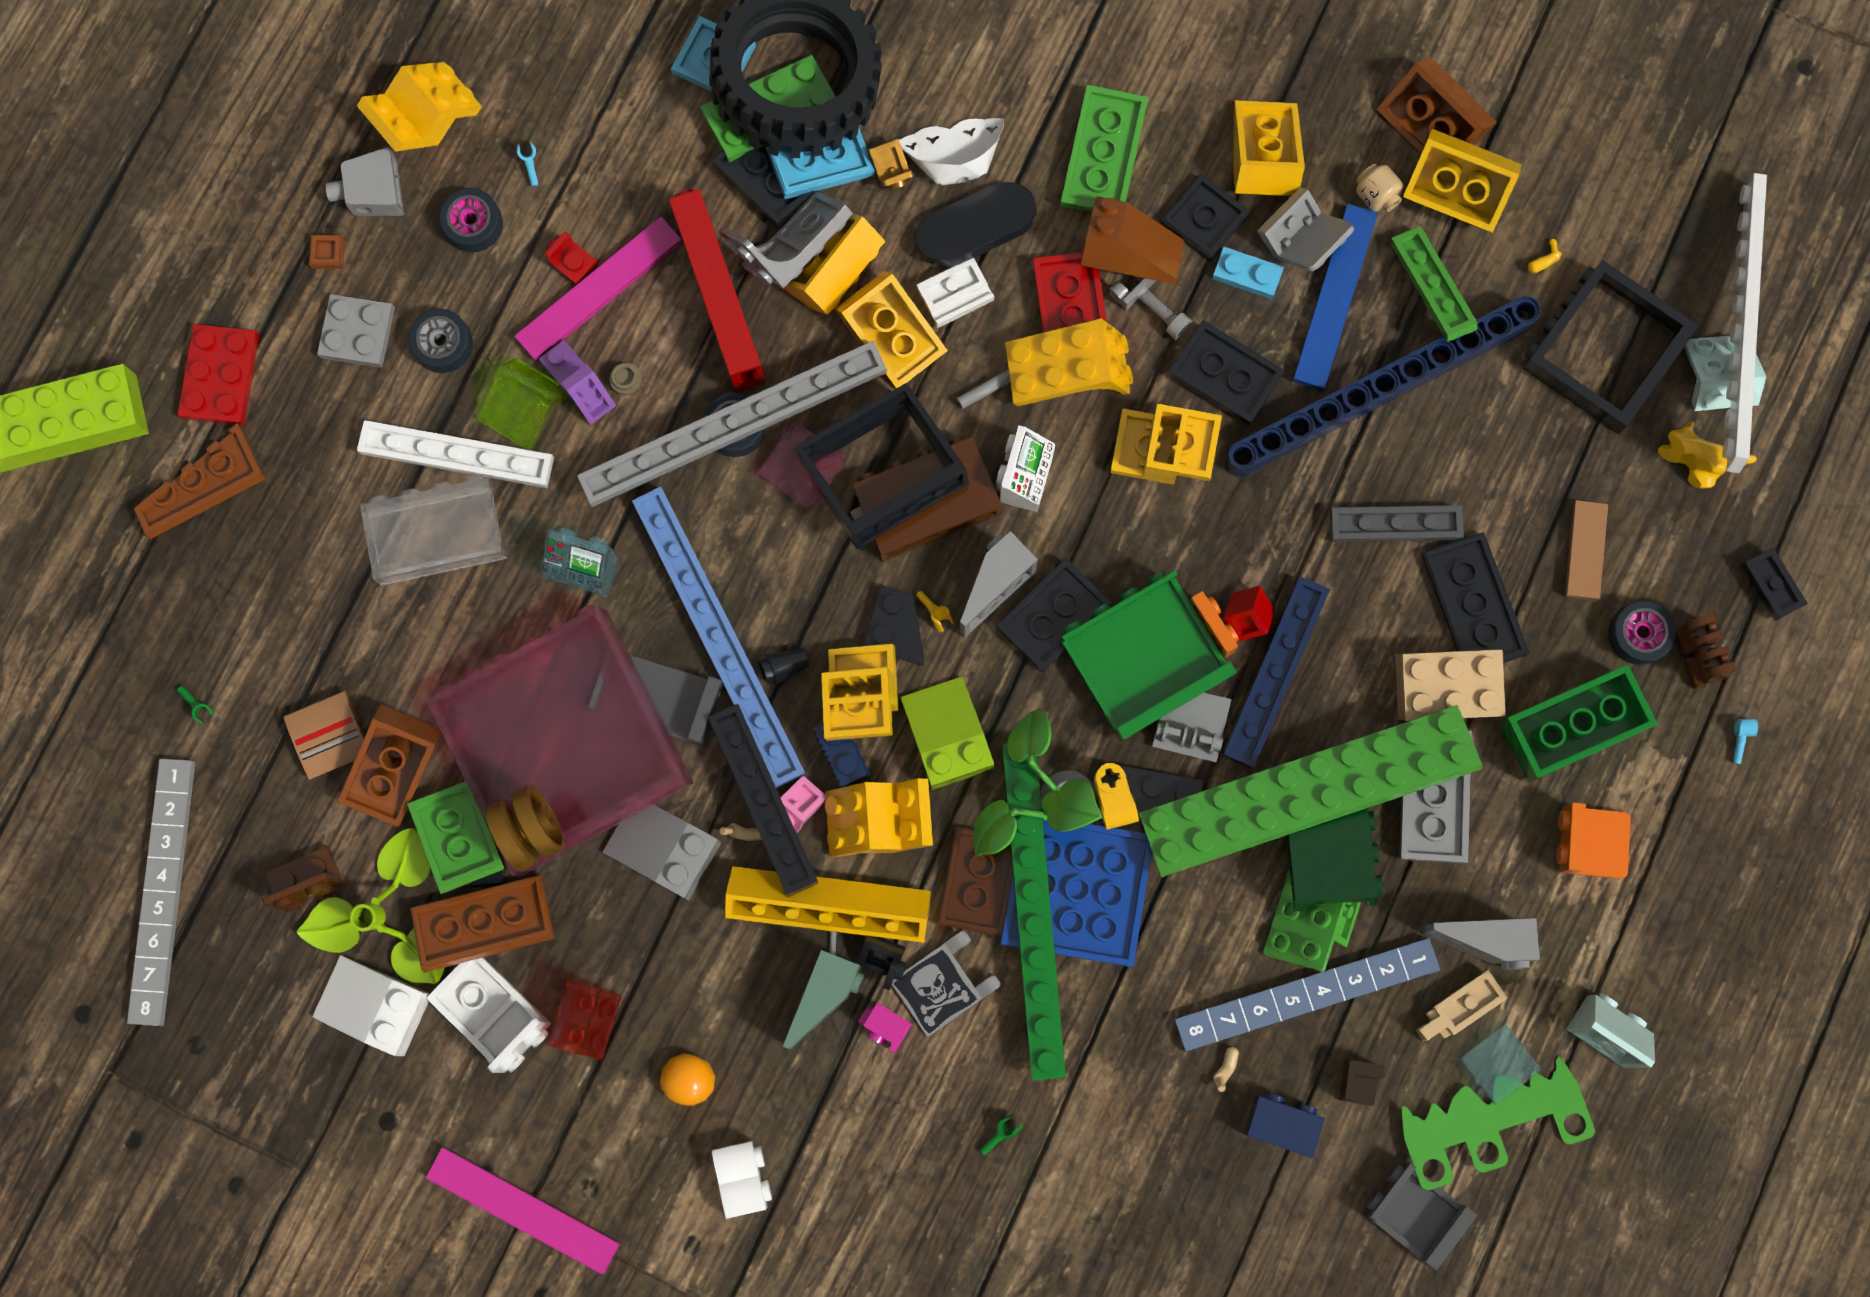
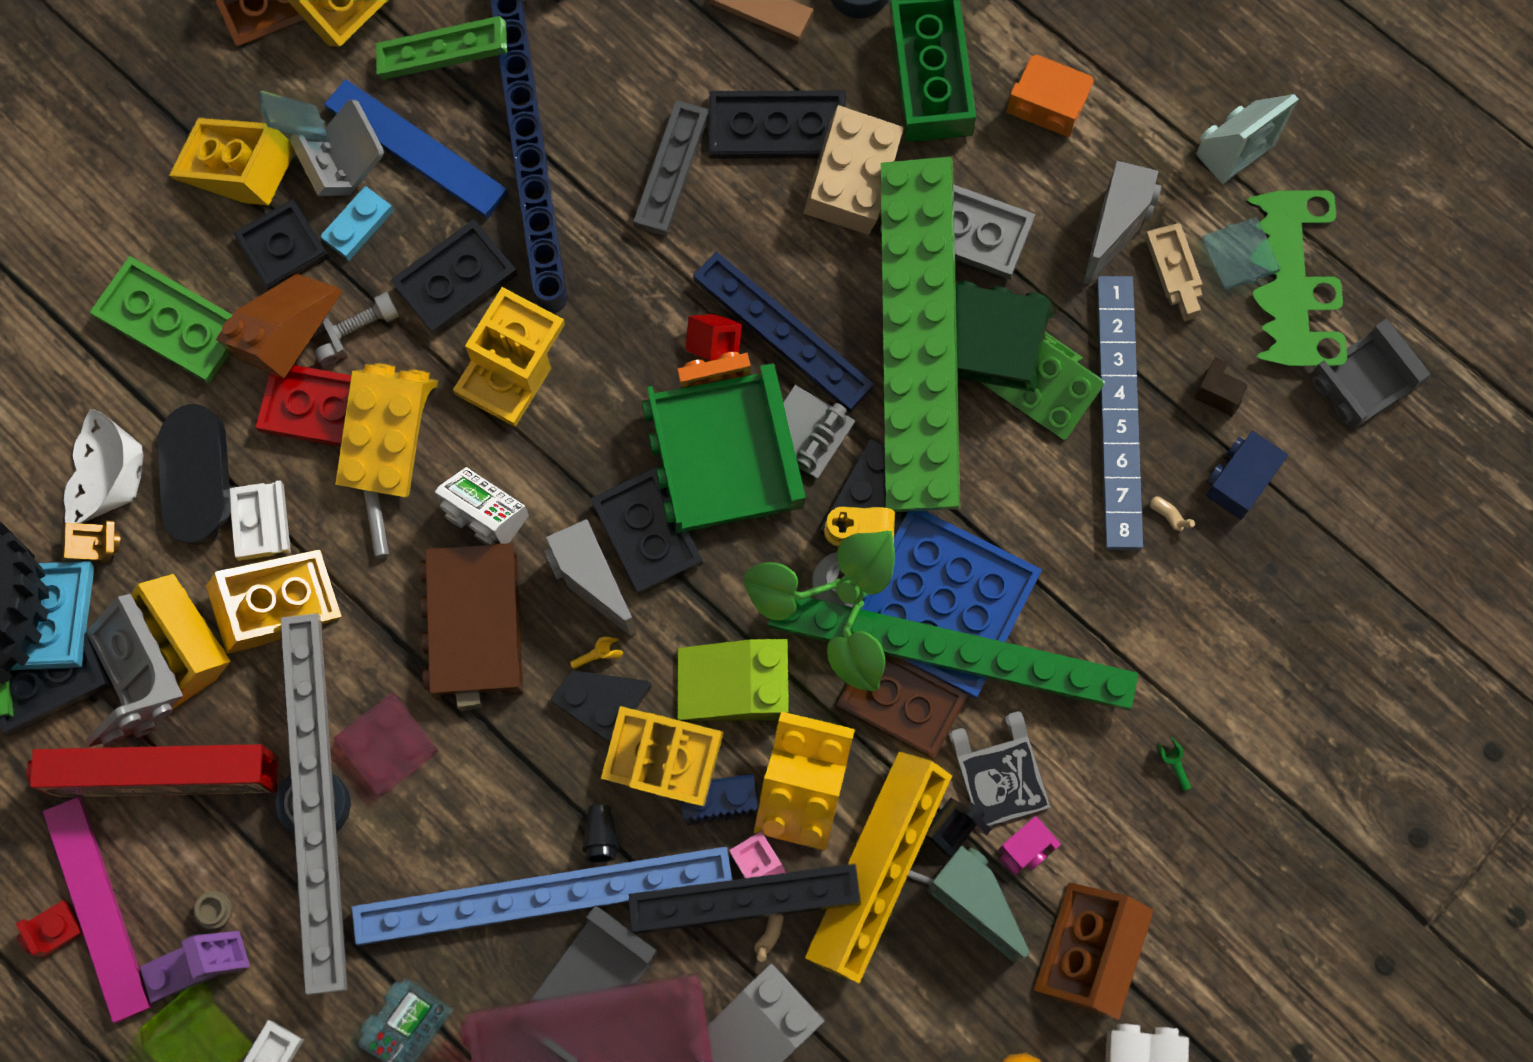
camera: 75 degrees left, 5 degrees down
(815, 1109) = (1094, 950): none -> dark orange slope
(907, 503) = (477, 638): black window -> none
(1322, 181) = (292, 116): none -> clear light blue piece
(1379, 188) = (321, 67): tan head -> none

